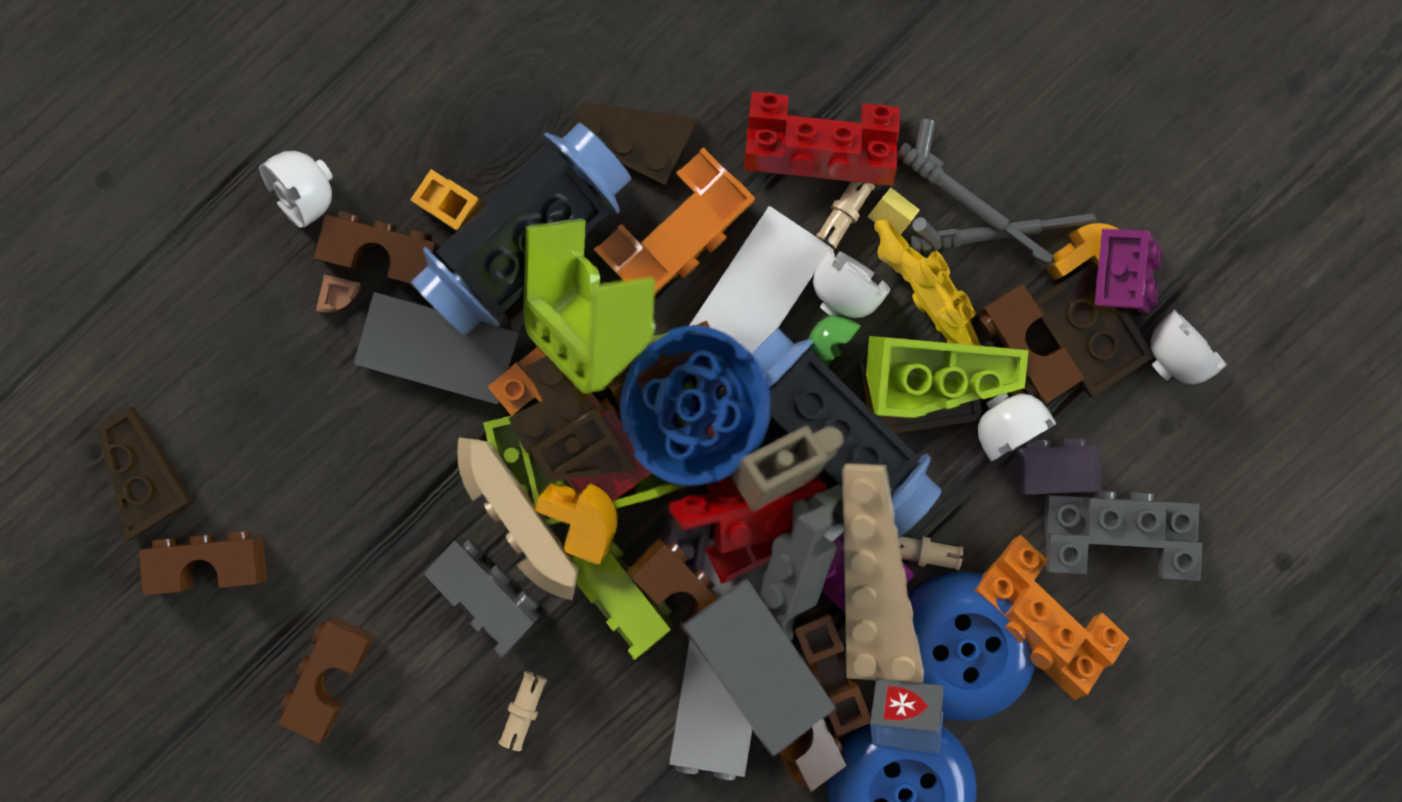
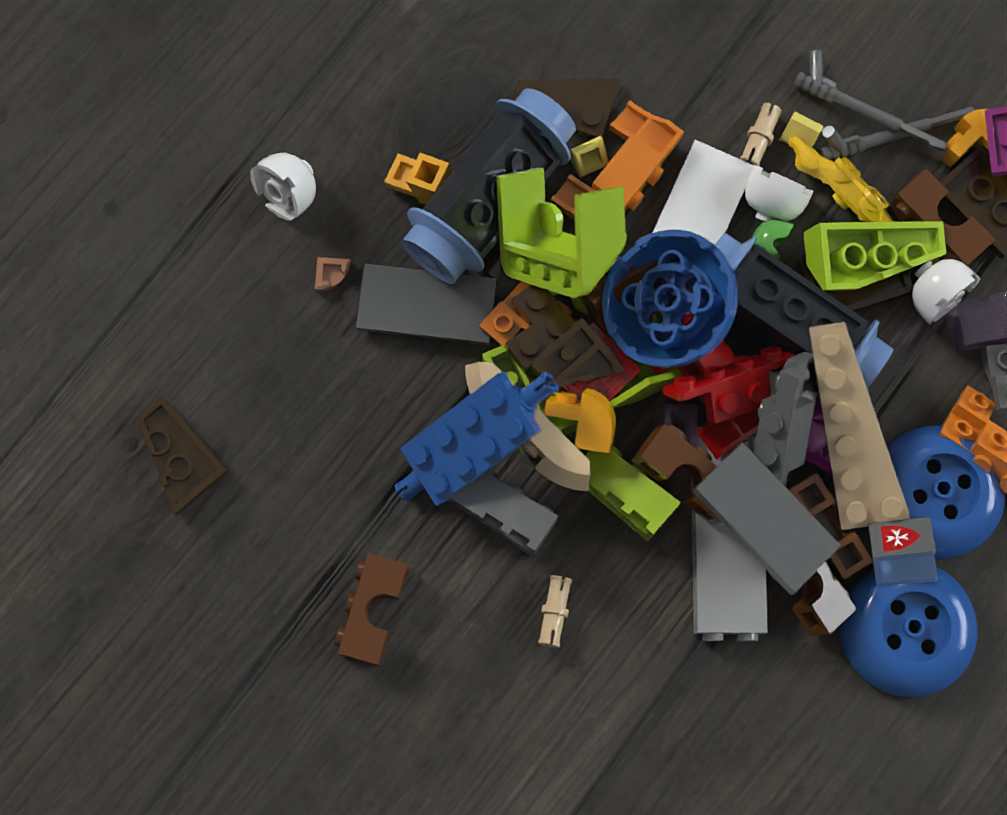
camera: 10 degrees left, 10 degrees down
(170, 566) = (216, 527): reddish brown arch -> none
(346, 241) = (335, 222): reddish brown arch -> none
(455, 521) = (473, 437): none -> blue plate
(647, 205) = (589, 156): none -> light yellow slope
(785, 465) = (757, 335): dark tan brick -> none
(822, 146) = (730, 84): red bracket -> none
(931, 553) = (897, 413): tan pin -> none

